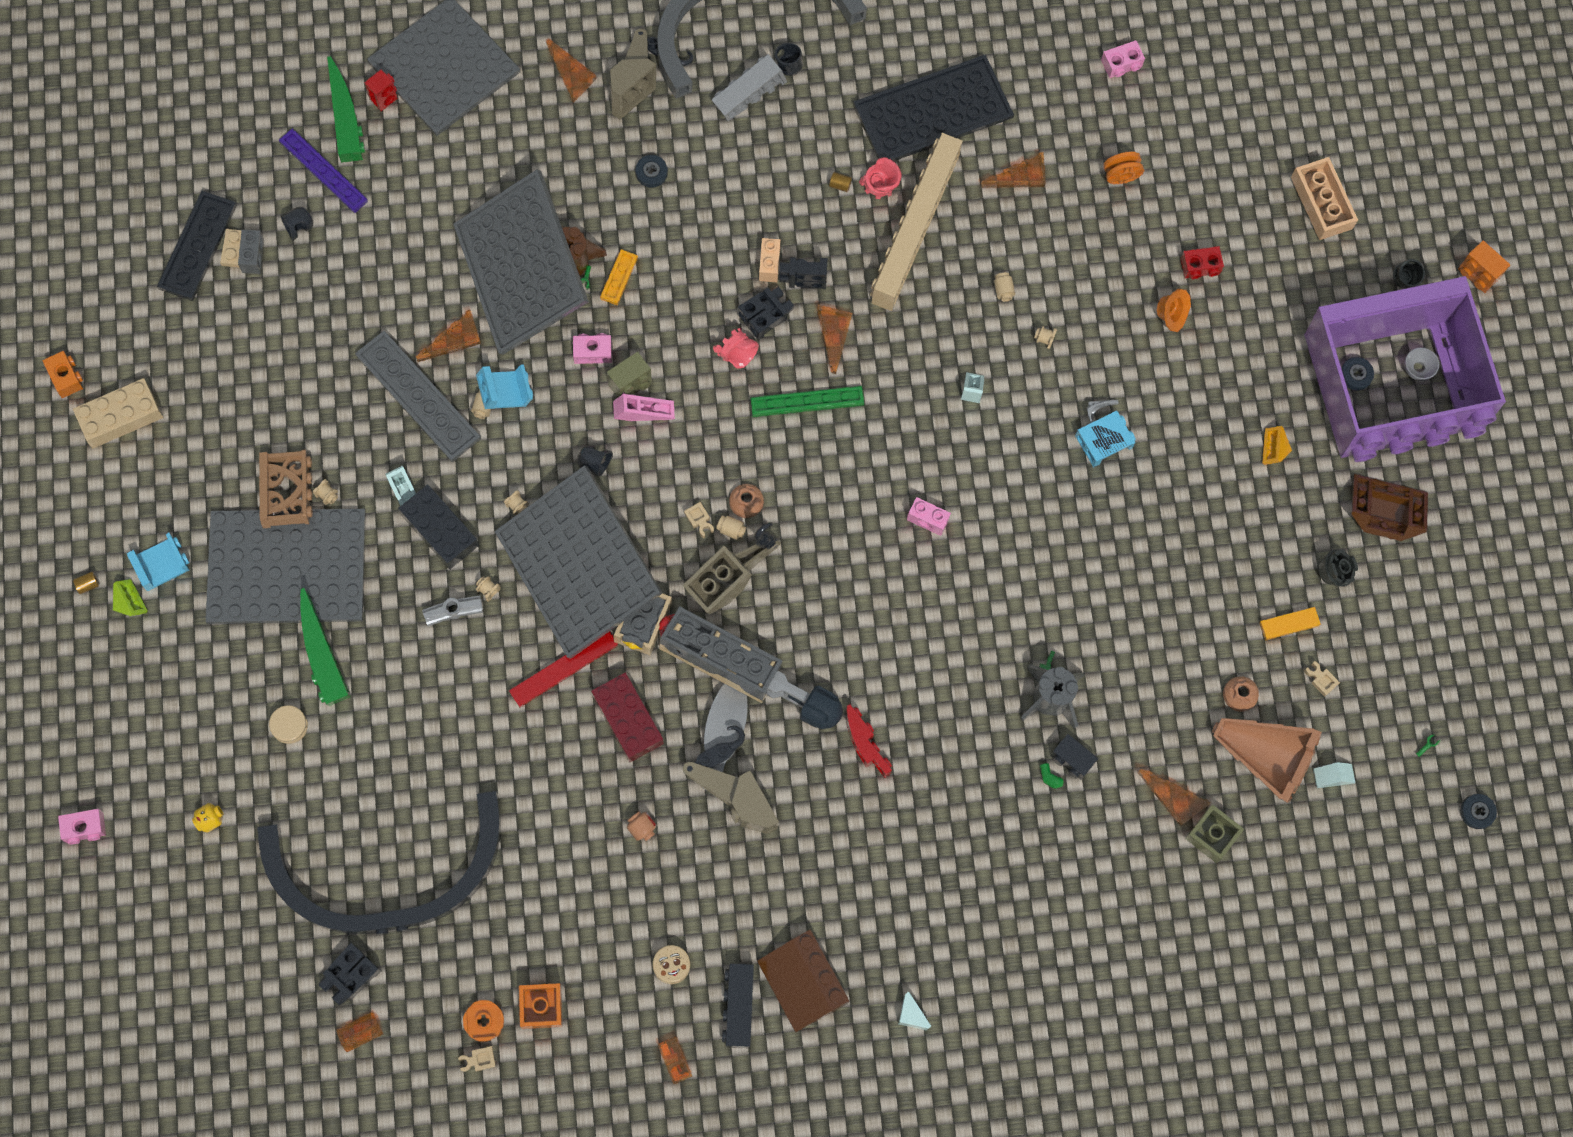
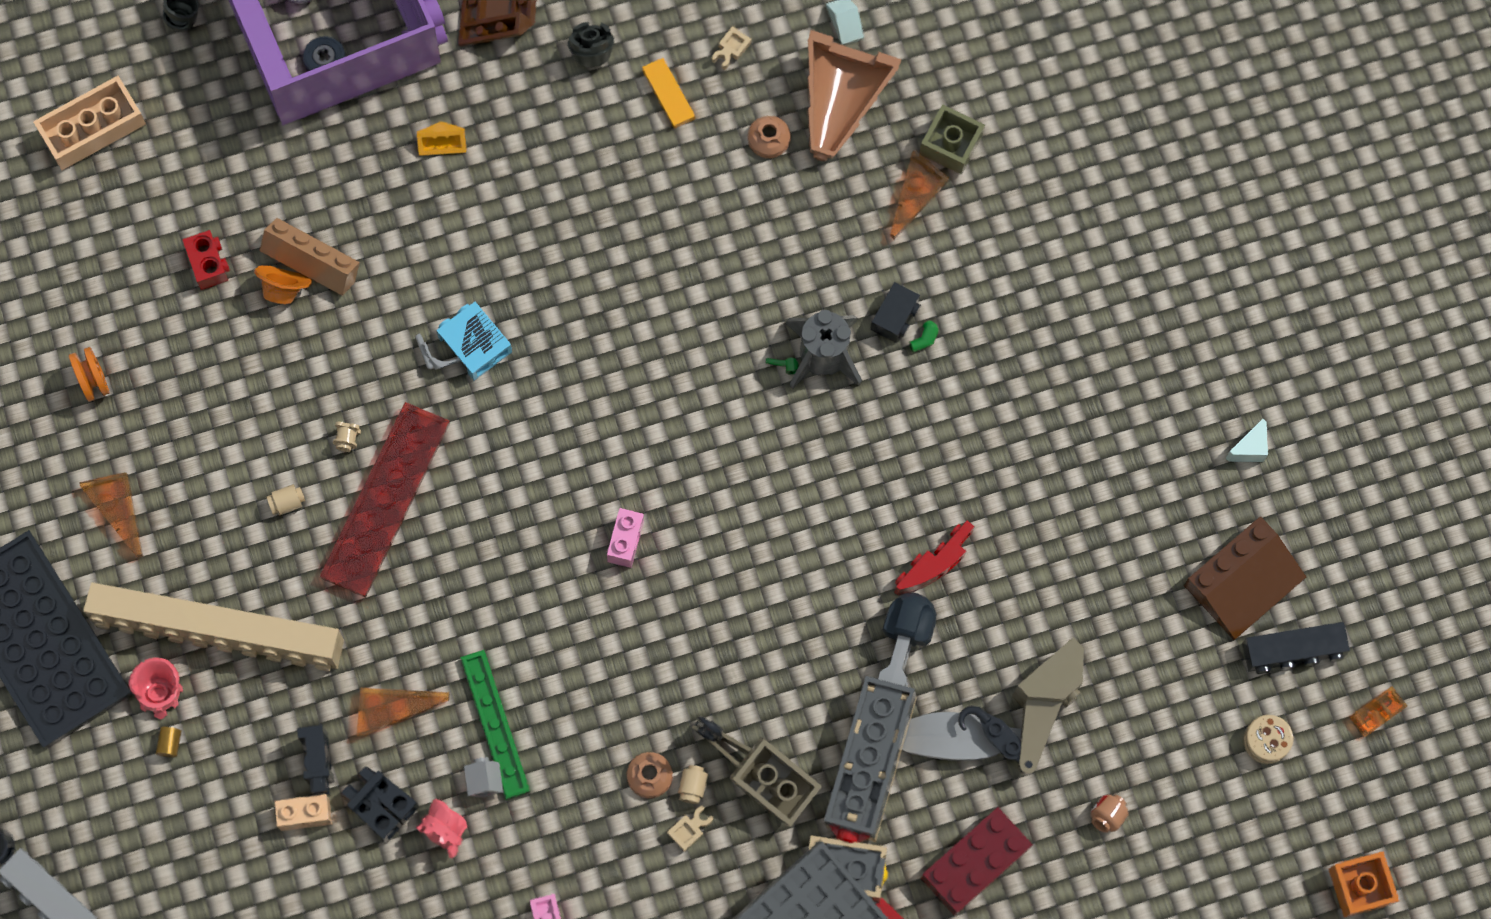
camera: 100 degrees left, 0 degrees up
(767, 383) = (483, 778): none -> light grey brick
(973, 387) = (434, 514): light aqua slope -> none
(992, 355) = (385, 500): none -> clear red plate
(1192, 333) = (309, 256): none -> medium nougat brick

